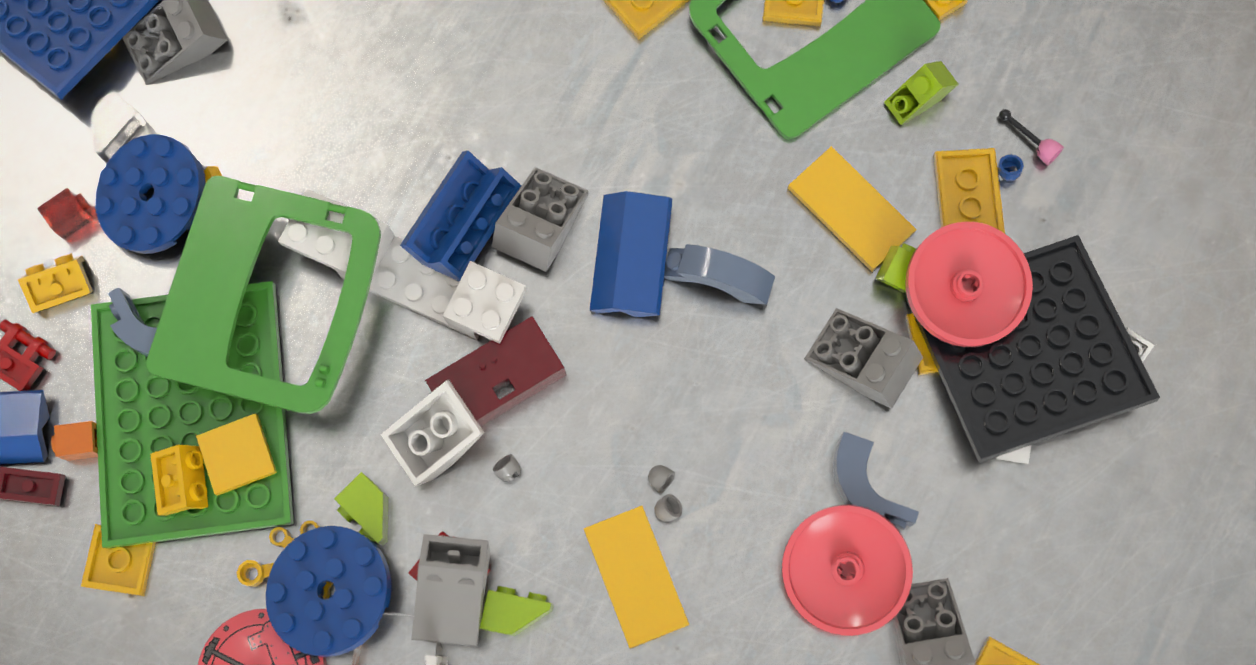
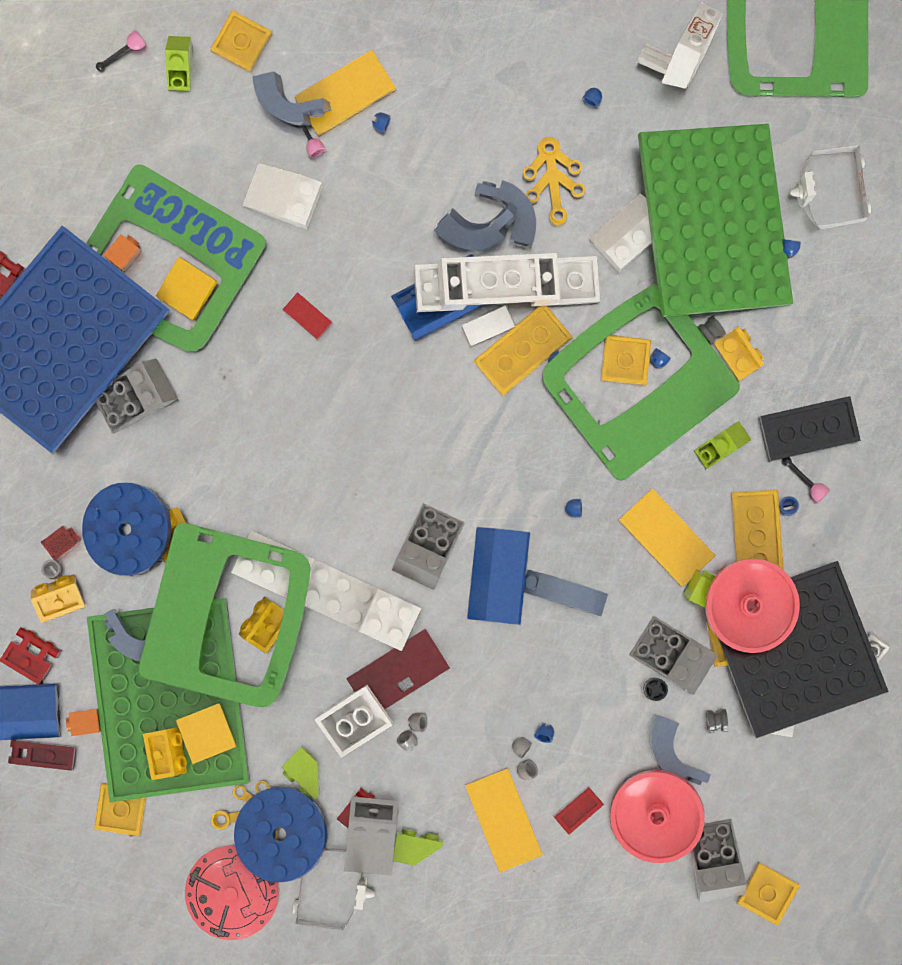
camera: 10 degrees left, 10 degrees up
(44, 249) = (47, 573): none -> light grey hinge
(114, 124) = (92, 470): clear slope -> none
(315, 321) = (263, 625): none -> yellow bracket
(460, 216) = (368, 547): blue slope -> none
(522, 443) = (418, 722): none -> light grey hinge
(694, 465) = (545, 733): none -> blue hinge
(730, 170) = (574, 508): none -> blue hinge
(738, 564) = (578, 810): none -> red tile
(844, 395) = (657, 686): none -> black wheel
(925, 442) = (717, 721): none -> dark grey wheel
(1033, 73) = (810, 428): none -> black plate

